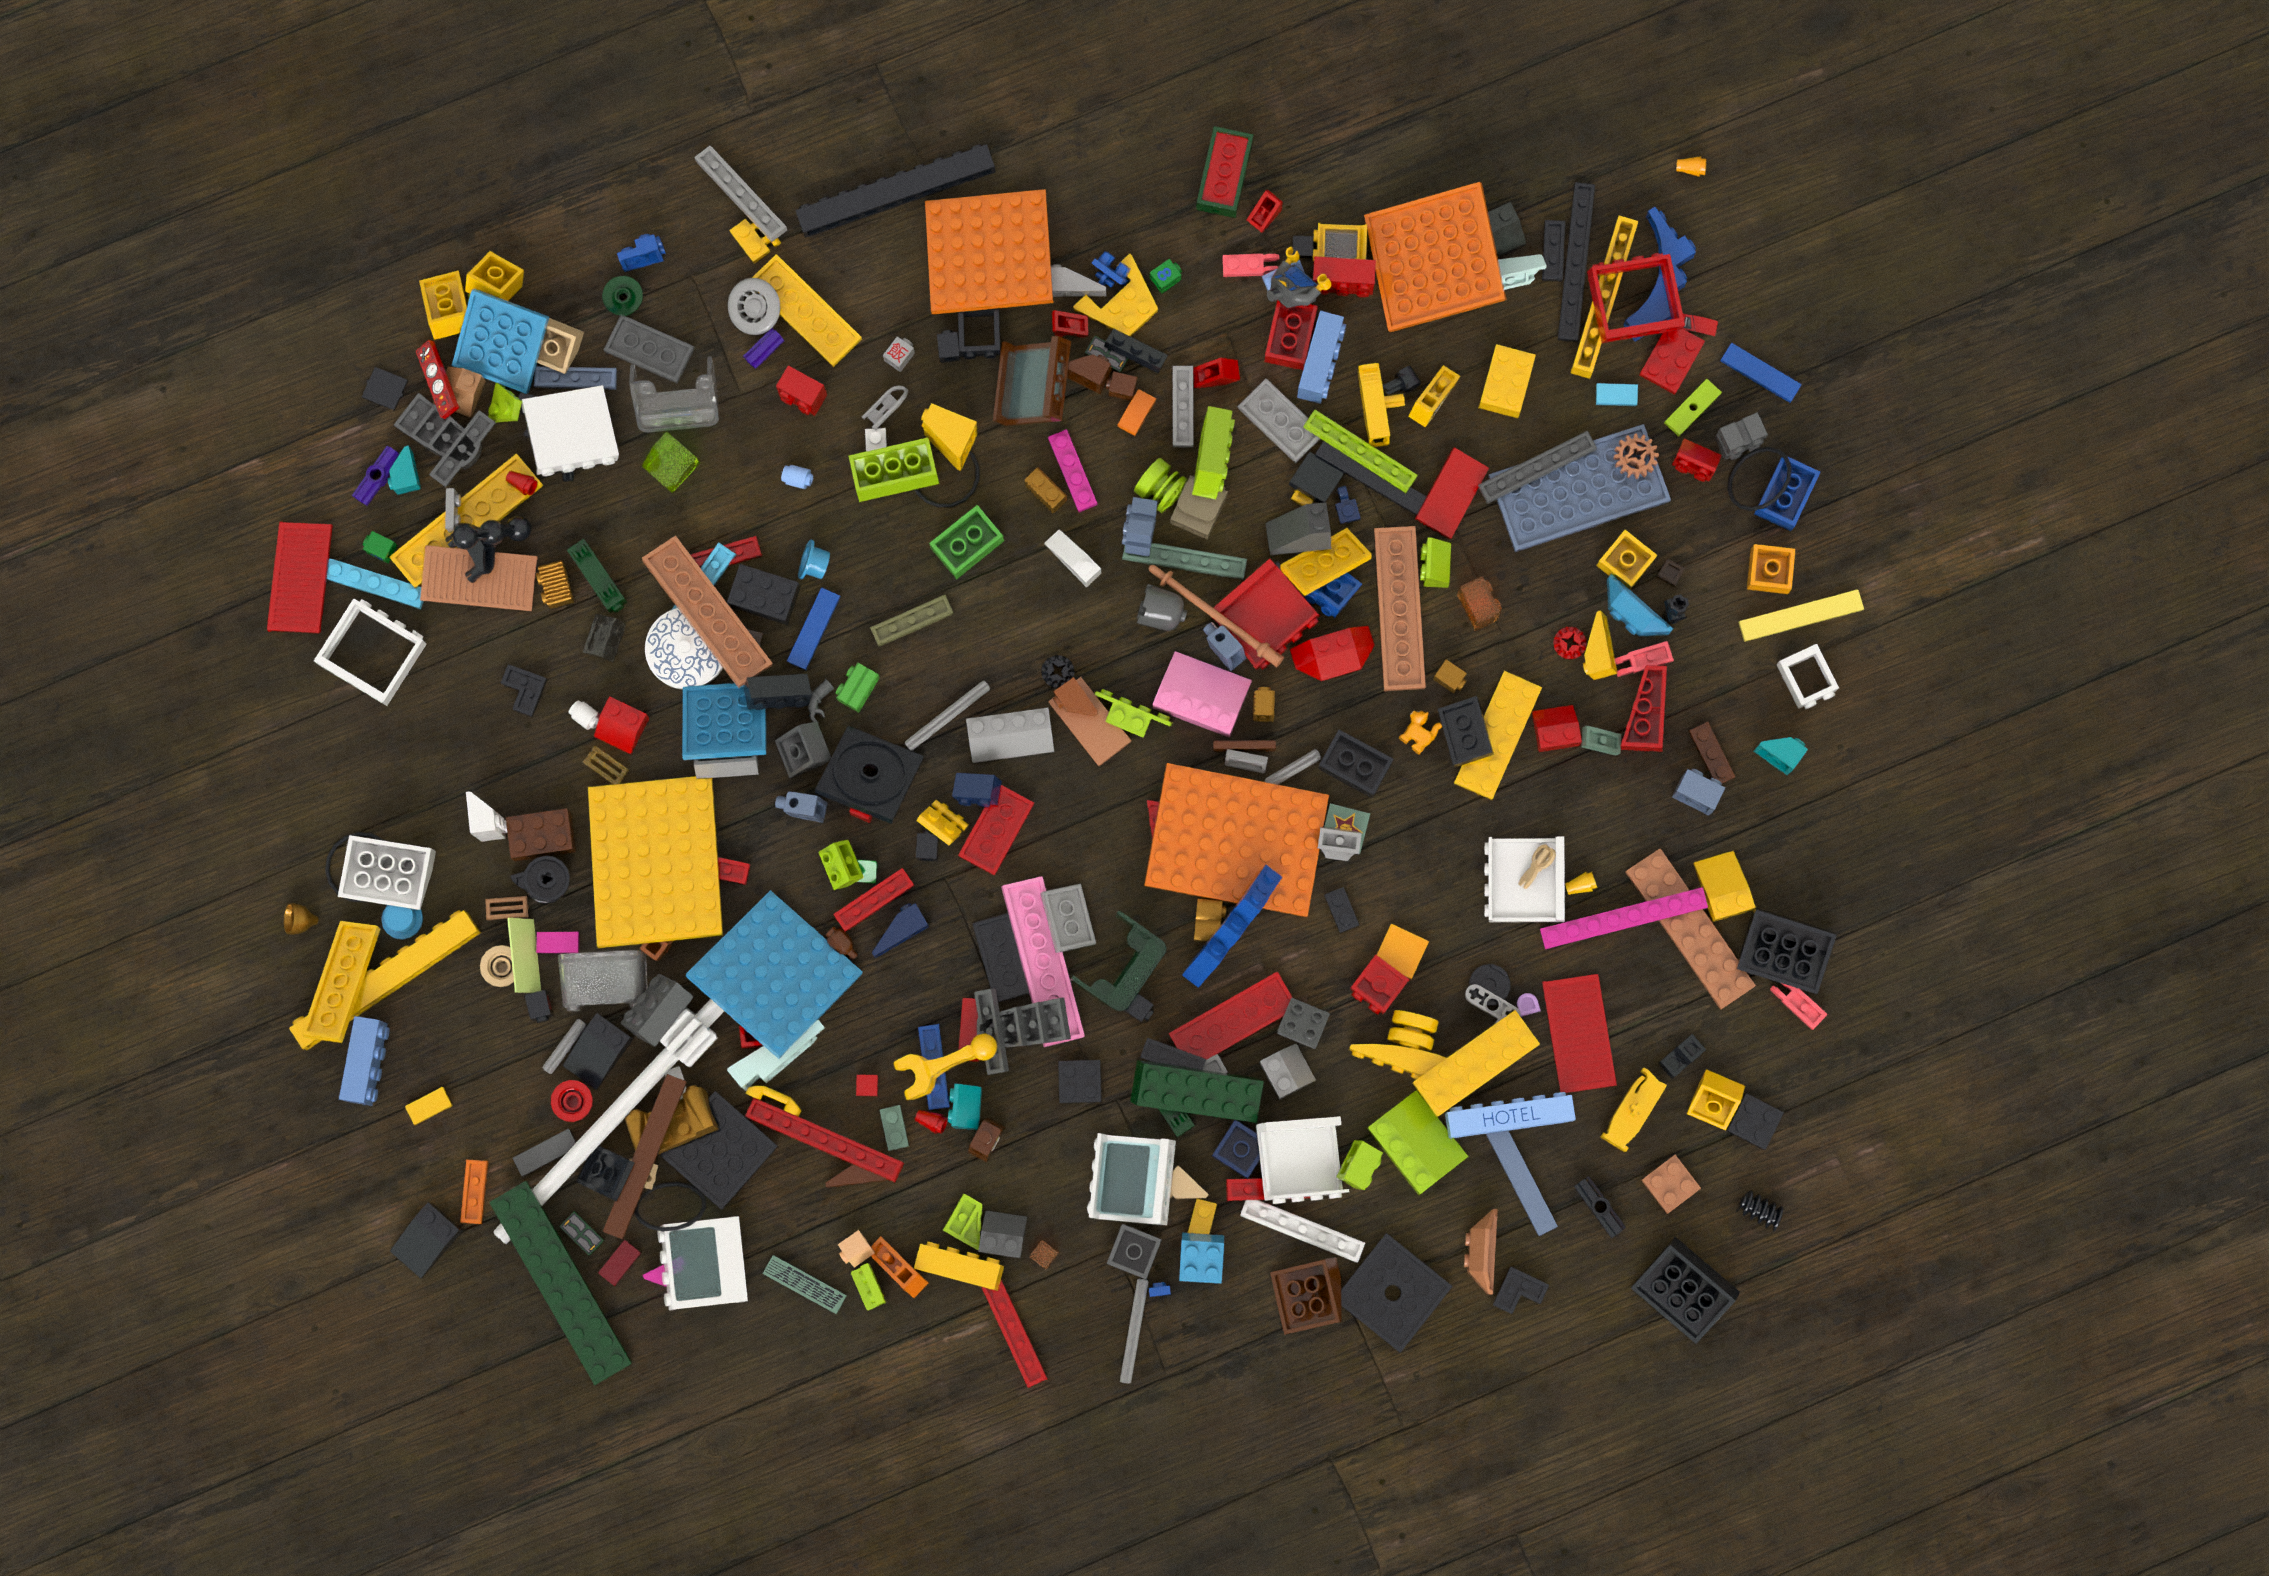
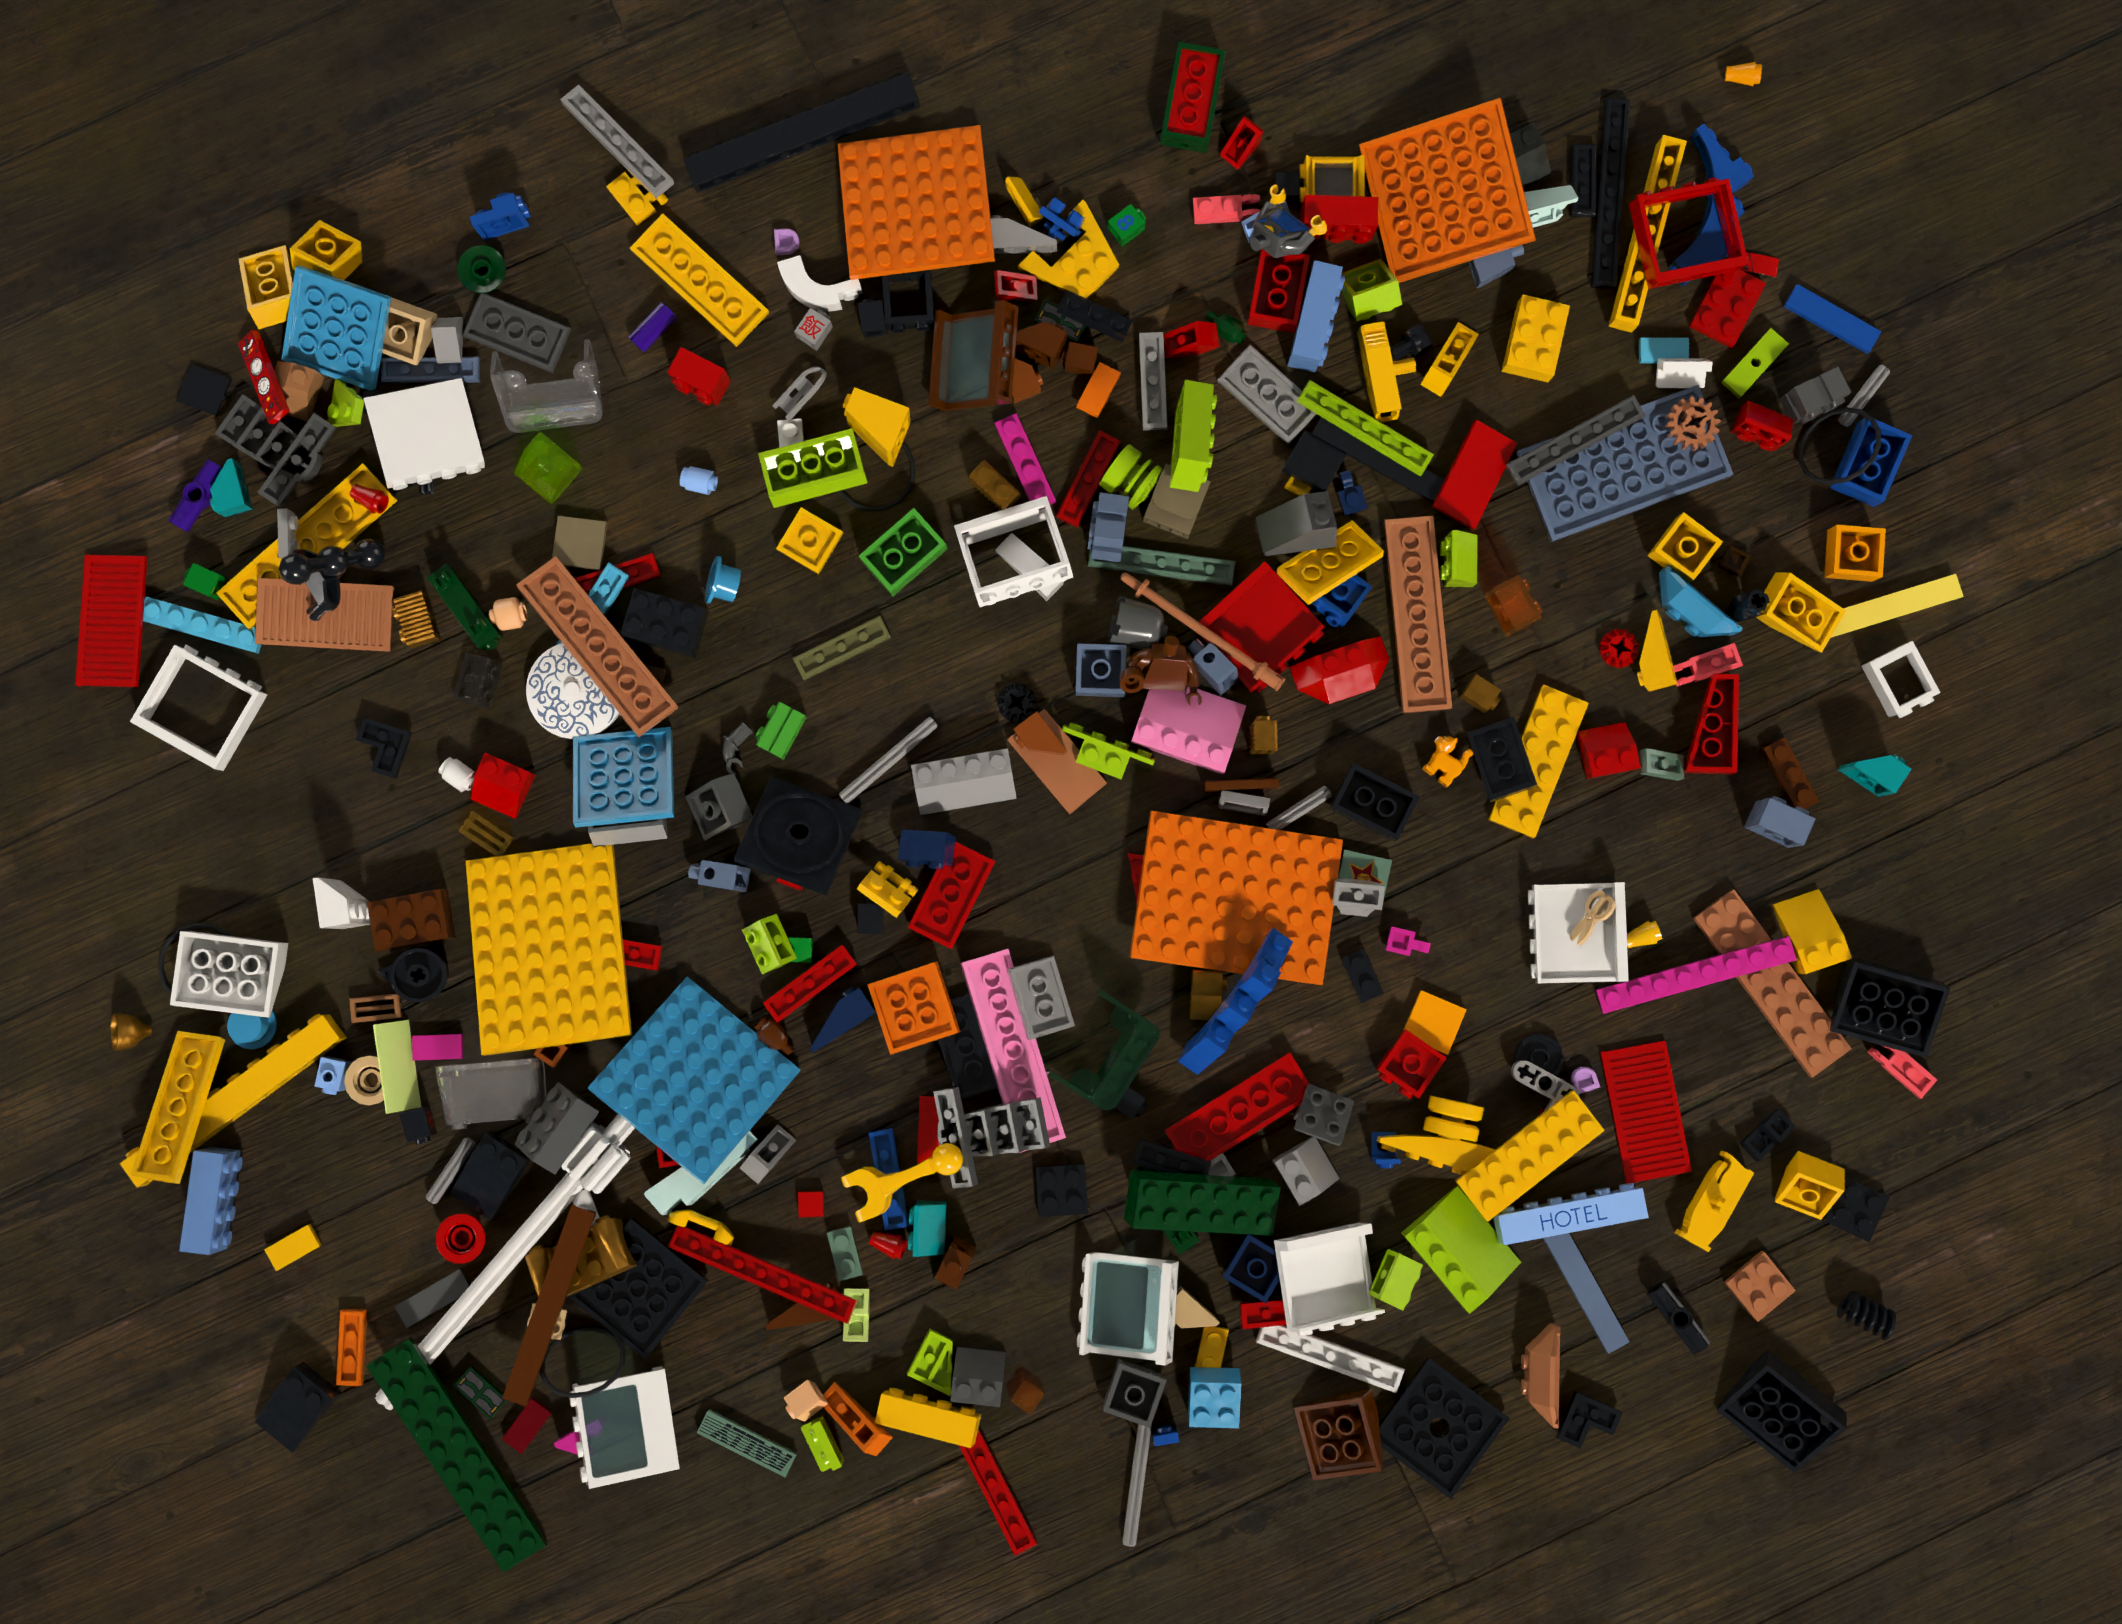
camera: 10 degrees left, 5 degrees up
(469, 961) = (332, 1074): none -> light blue brick
(592, 353) = (448, 339): none -> light grey slope
(605, 1172) = (504, 1324): black tile -> none
(633, 582) = (508, 613): none -> light nougat head
(695, 525) = (580, 542): none -> dark tan tile
(762, 305) = (641, 276): light grey wheel -> none
(777, 691) = (685, 740): black brick -> none
(813, 629) = (725, 661): blue tile -> none
(832, 1041) = (767, 1154): none -> light grey slope
(878, 280) = (786, 241): none -> lavender tile
(888, 530) = (809, 540): none -> yellow plate
(899, 325) = (814, 294): none -> white arch
(902, 1189) = (858, 1326): none -> yellowish green slope
(960, 922) = (913, 1008): none -> orange plate
(1051, 520) = (1004, 522): none -> white window
(1074, 403) = (1025, 381): none -> dark orange slope
(1080, 252) = (1023, 200): none -> yellow slope
(1124, 486) = (1088, 479): none -> red tile
(1129, 645) = (1099, 670): none -> sand blue brick
(1180, 645) = (1162, 668): none -> reddish brown torso
(1247, 363) = (1228, 327): none -> dark green plant
(1352, 1064) = (1383, 1159): none -> blue bracket
(1369, 336) = (1370, 290): none -> lime slope
(1376, 883) = (1402, 942): none -> dark pink plate
(1474, 319) = (1493, 266): none -> sand blue torso
(1630, 413) = (1682, 372): none -> white panel
(1722, 616) = (1800, 611): none -> yellow slope
(1786, 436) = (1865, 394): none -> light grey axle

